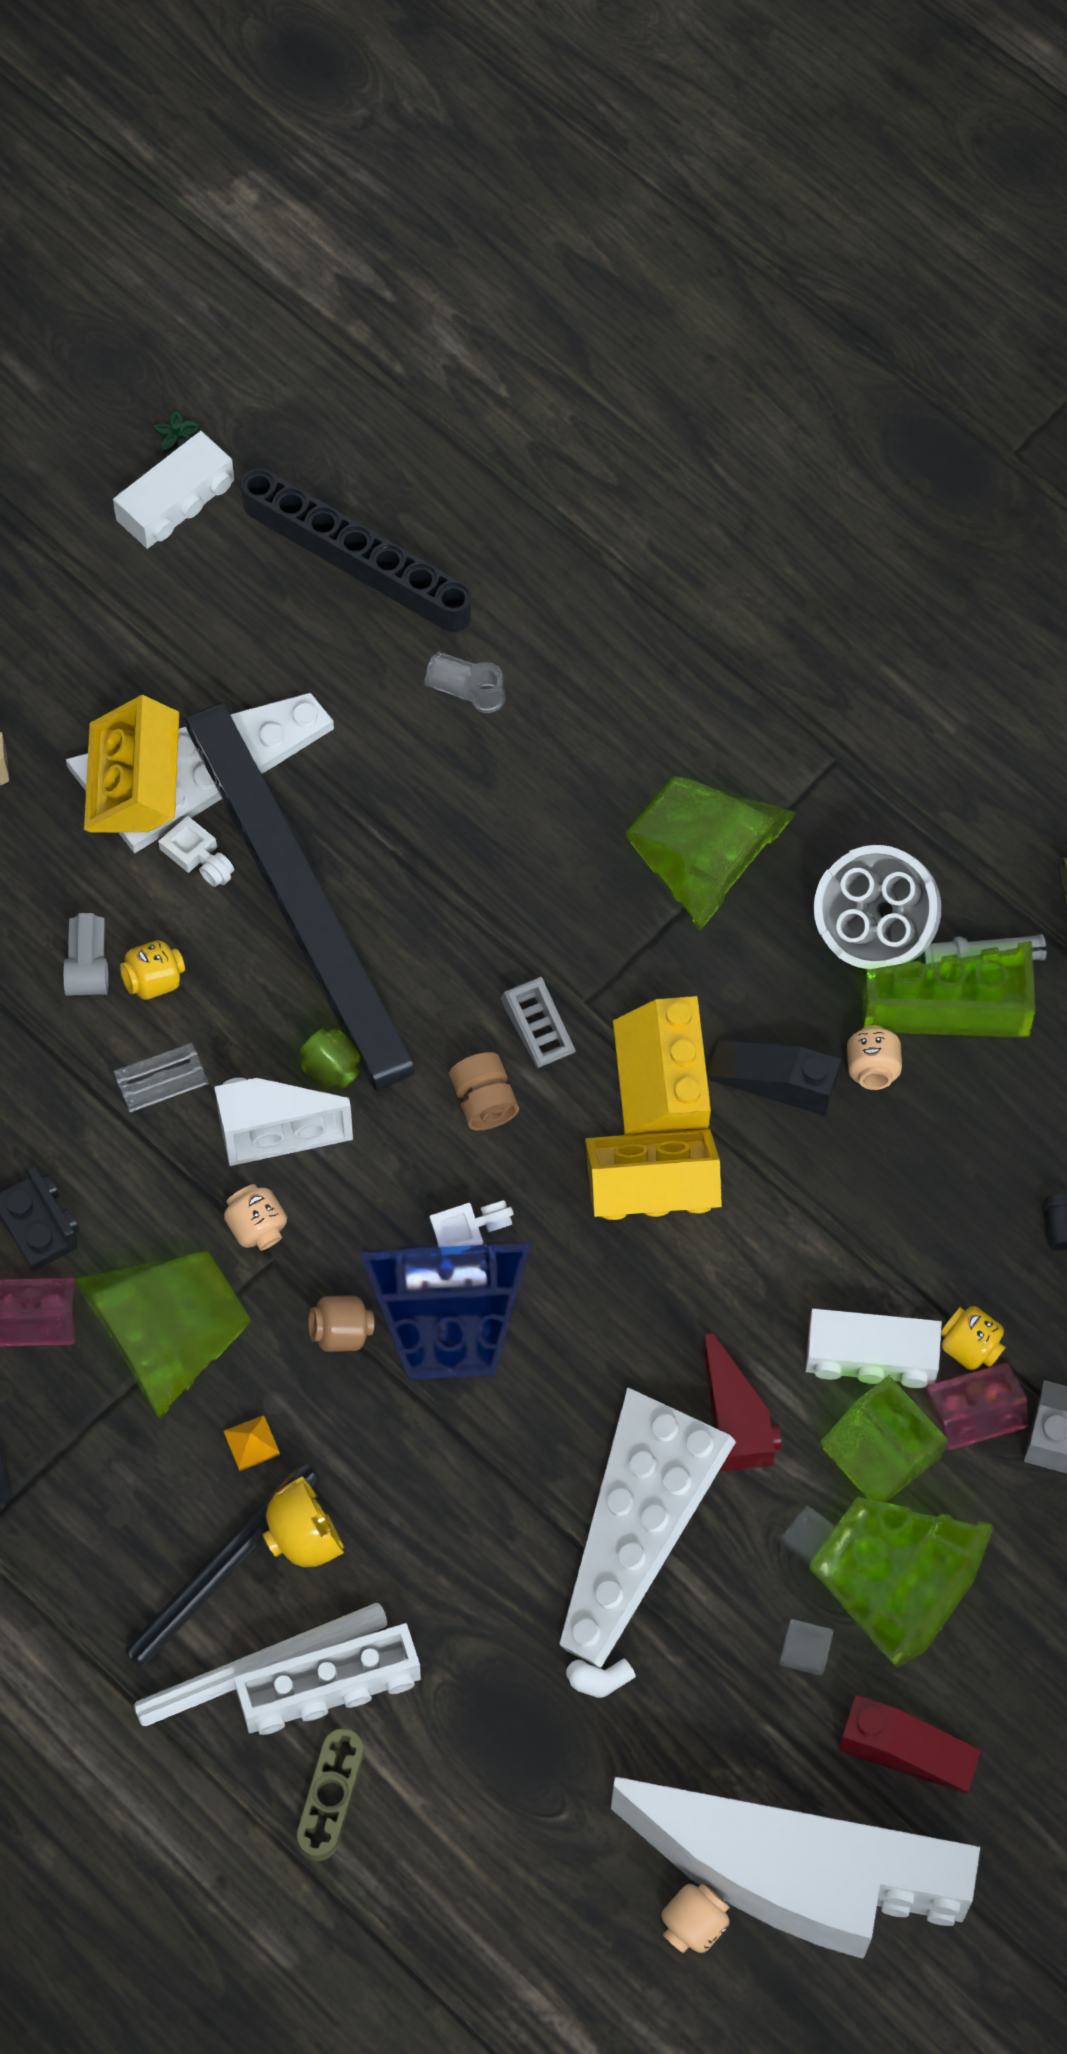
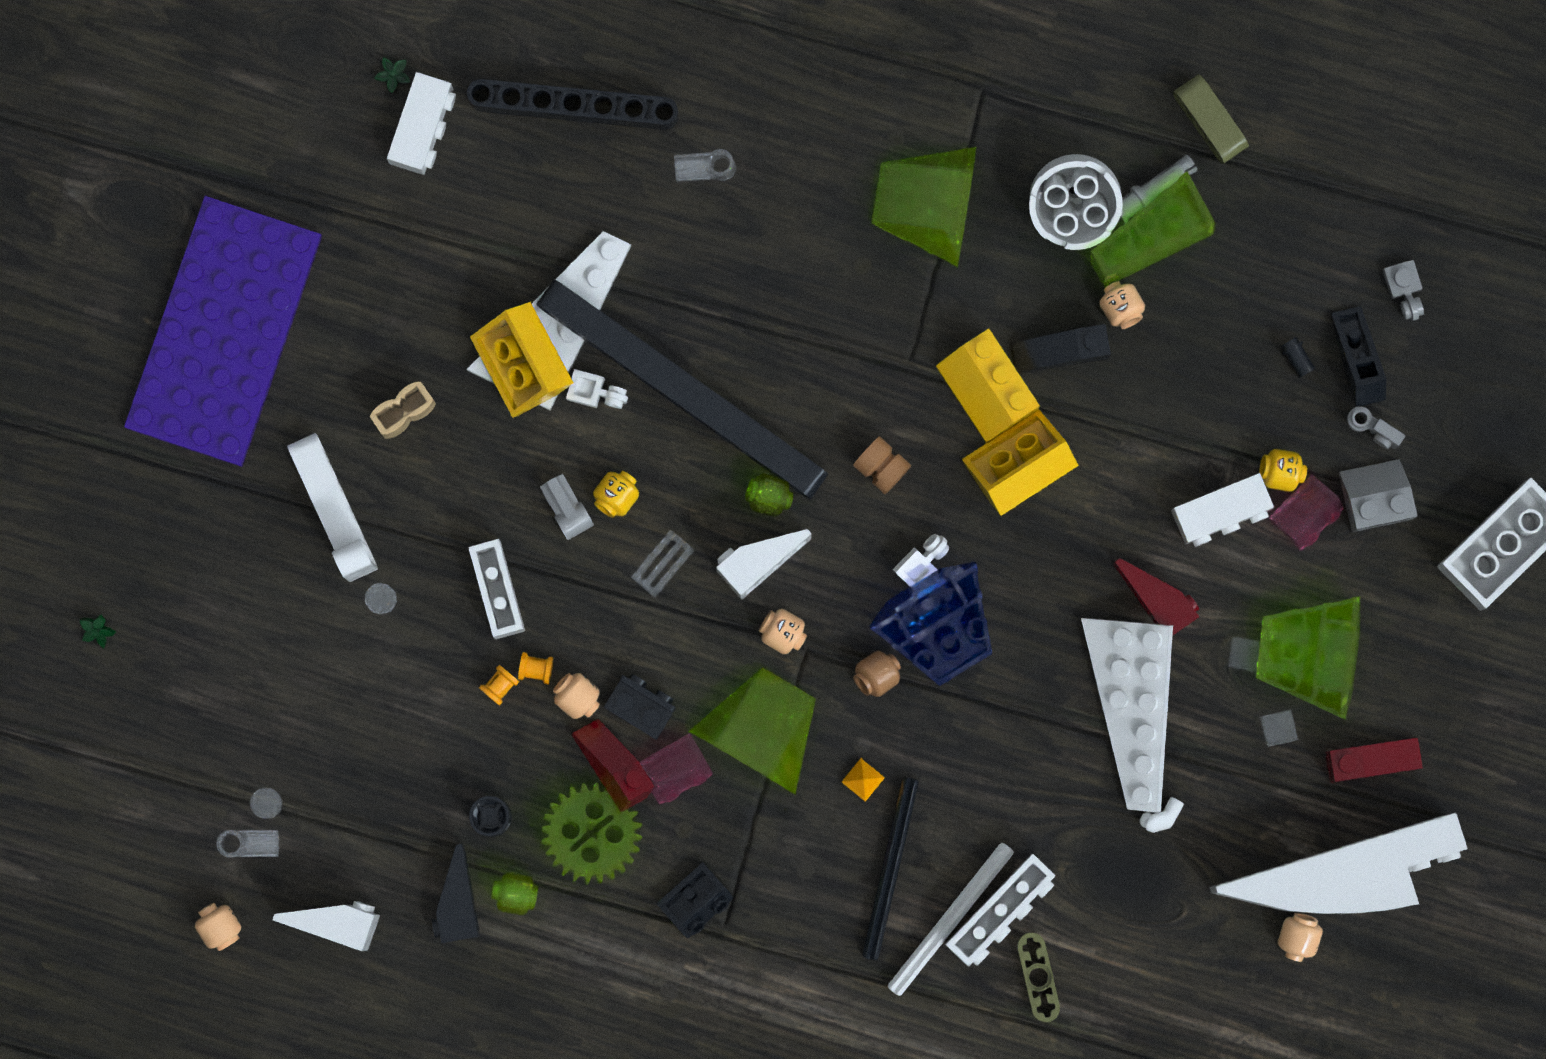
camera: 25 degrees left, 20 degrees up
(301, 1527) = (930, 823): yellow cylinder -> none
(537, 989) = (871, 395): light grey slope -> none
(884, 1441) = (1262, 572): clear neon green slope -> none

